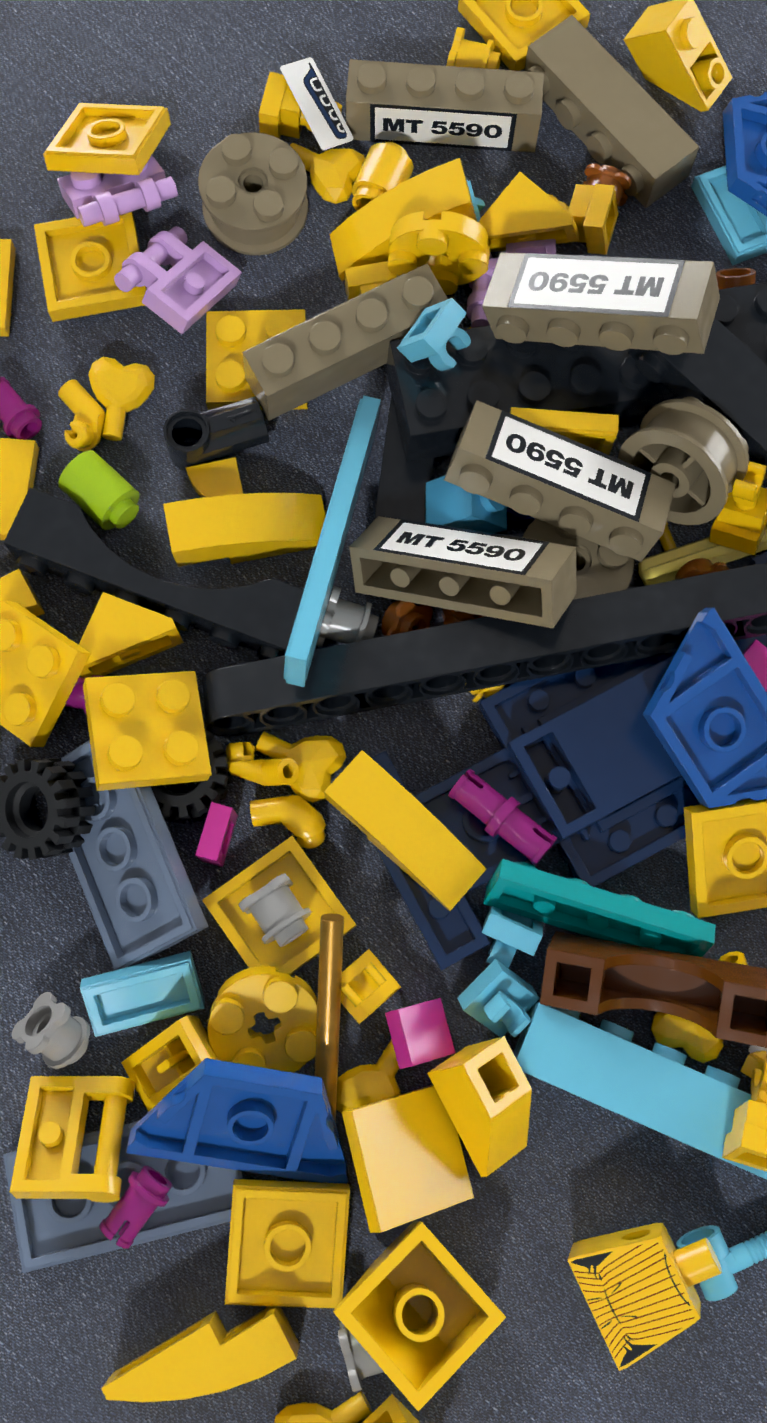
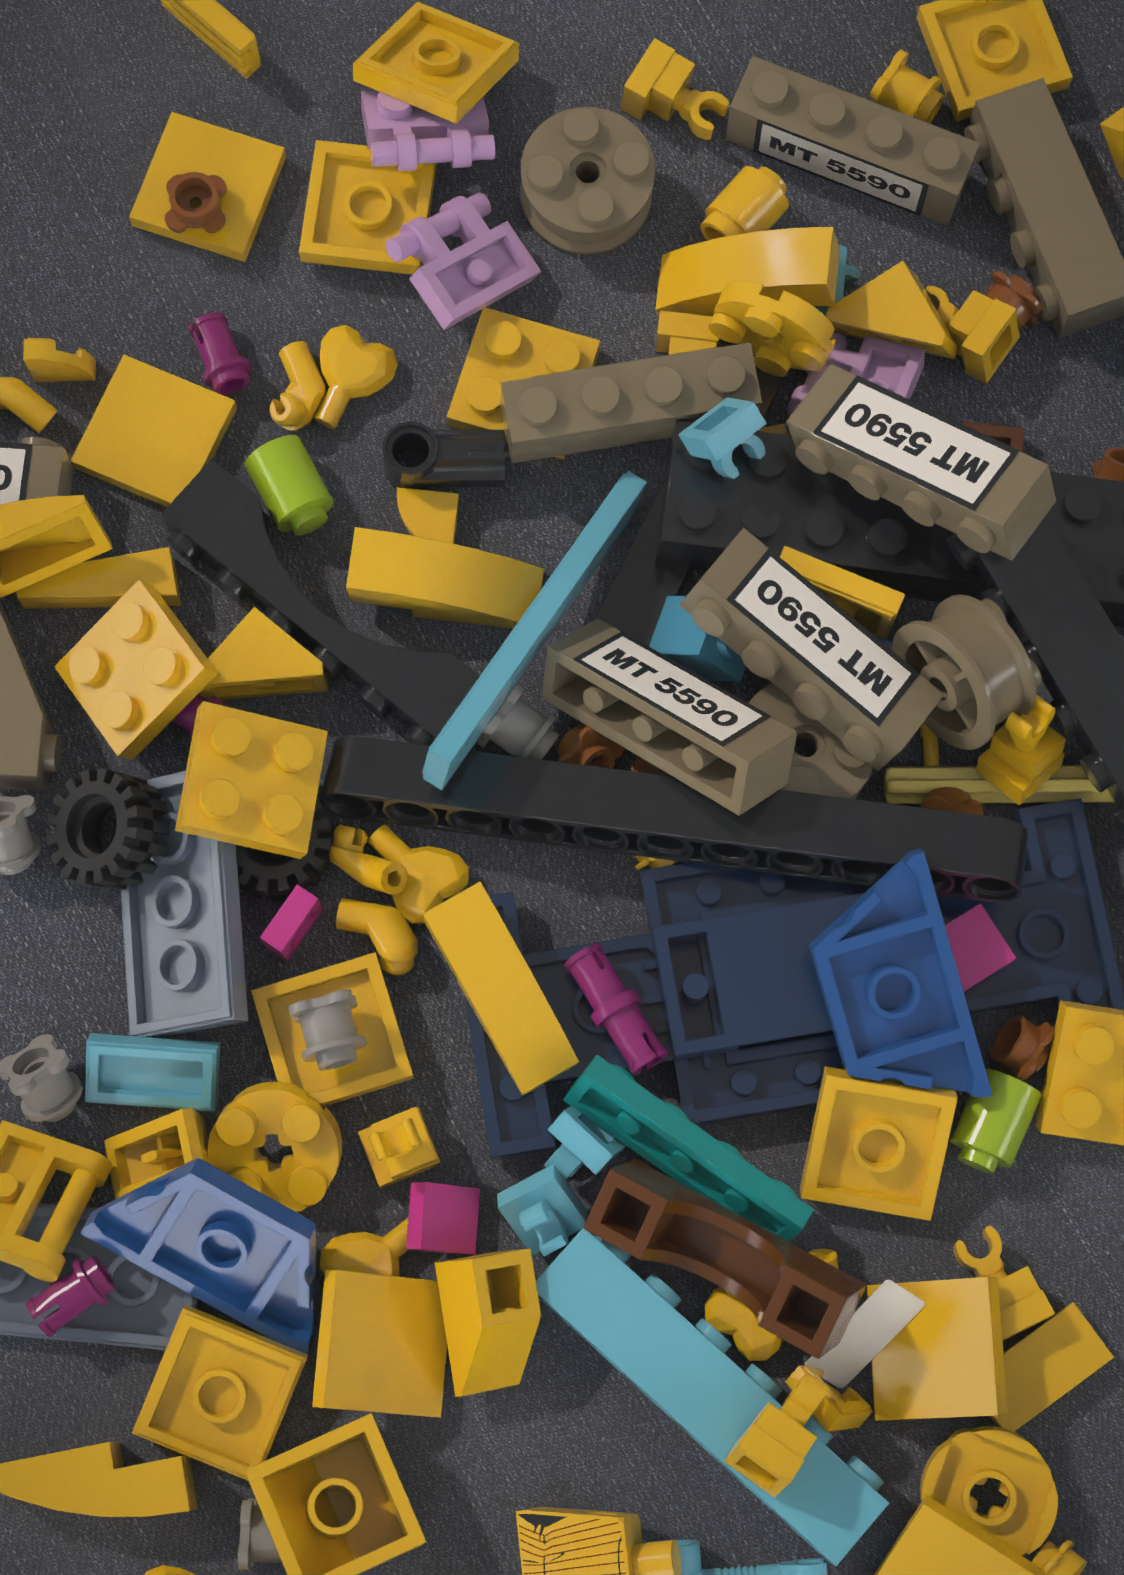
camera: 20 degrees right, 0 degrees up
(316, 103) = (698, 93): white sticker -> none
(329, 1003) = (350, 1150): pearl gold bar -> none
(332, 171) = (689, 176): yellow rock -> none

